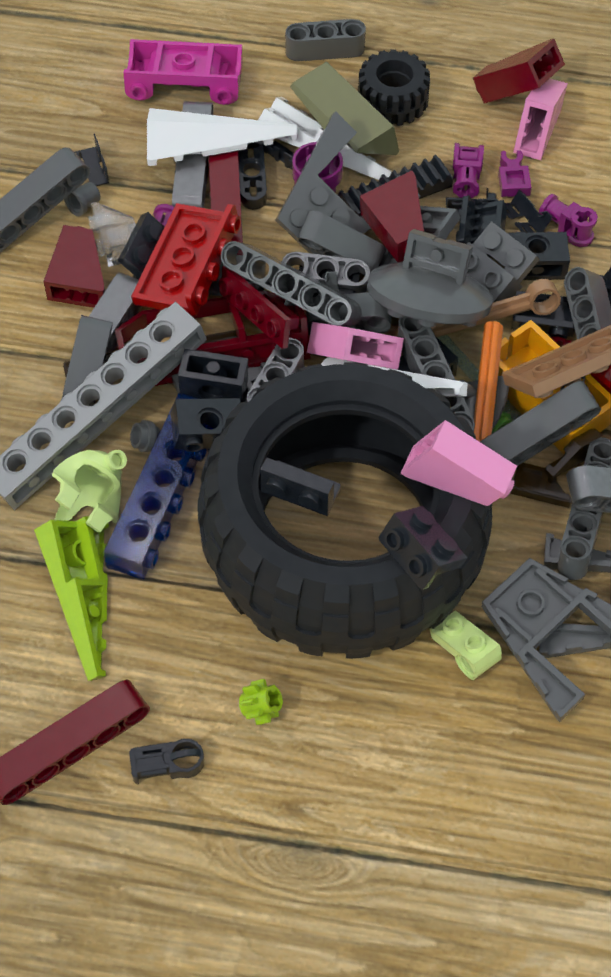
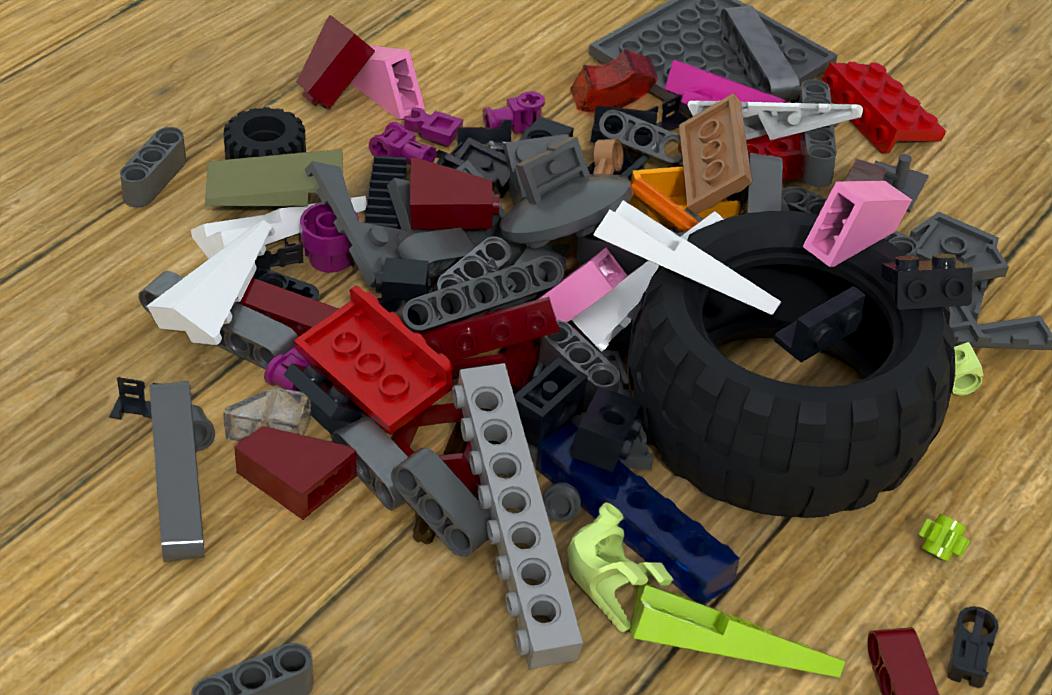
camera: 65 degrees left, 15 degrees down
(184, 64) = (68, 288): dark pink piece -> none
(277, 236) = (402, 282): none -> black brick
(332, 346) = (650, 240): none -> white wedge

